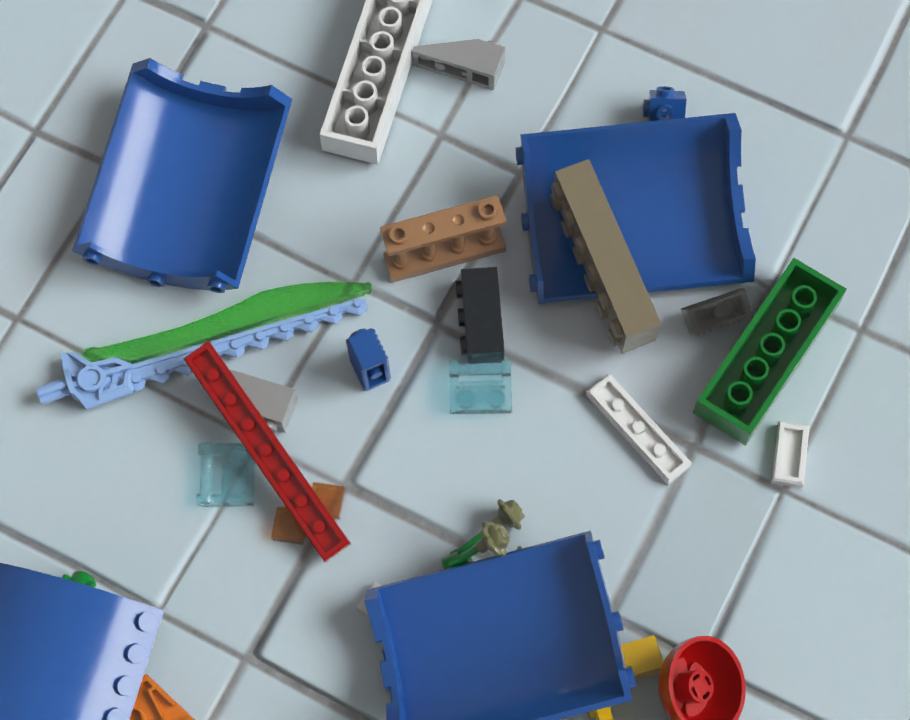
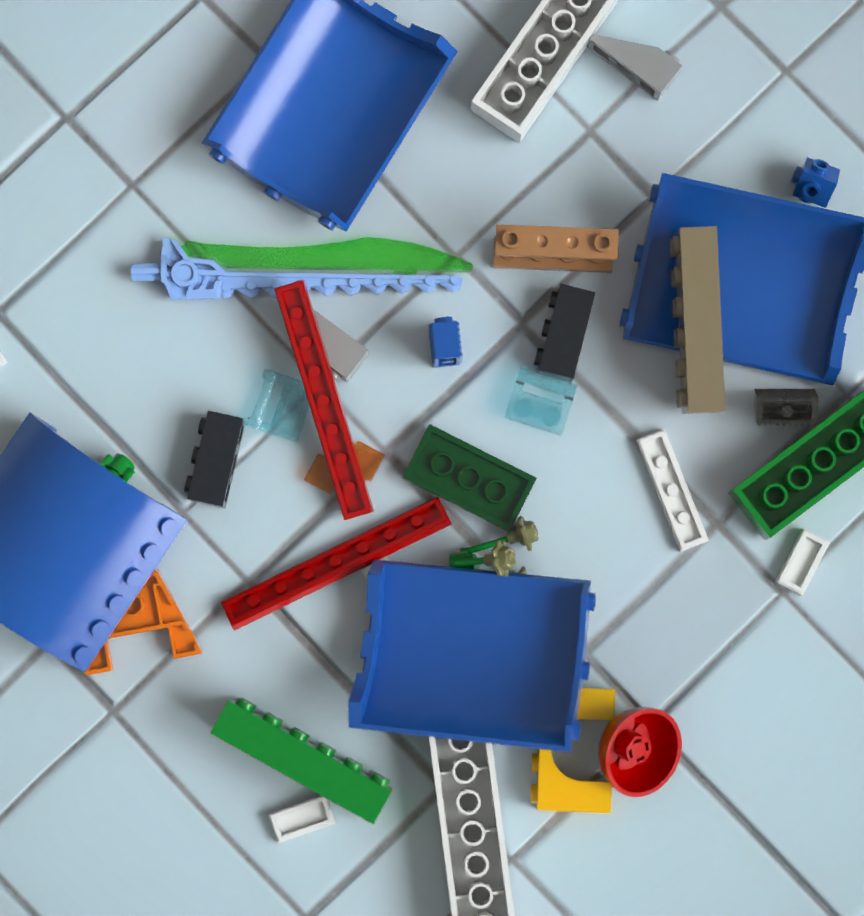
camera: 15 degrees right, 15 degrees up
(175, 546) = (215, 459): none -> black brick
(328, 609) = (336, 563): none -> red tile
(435, 481) = (469, 478): none -> dark green plate

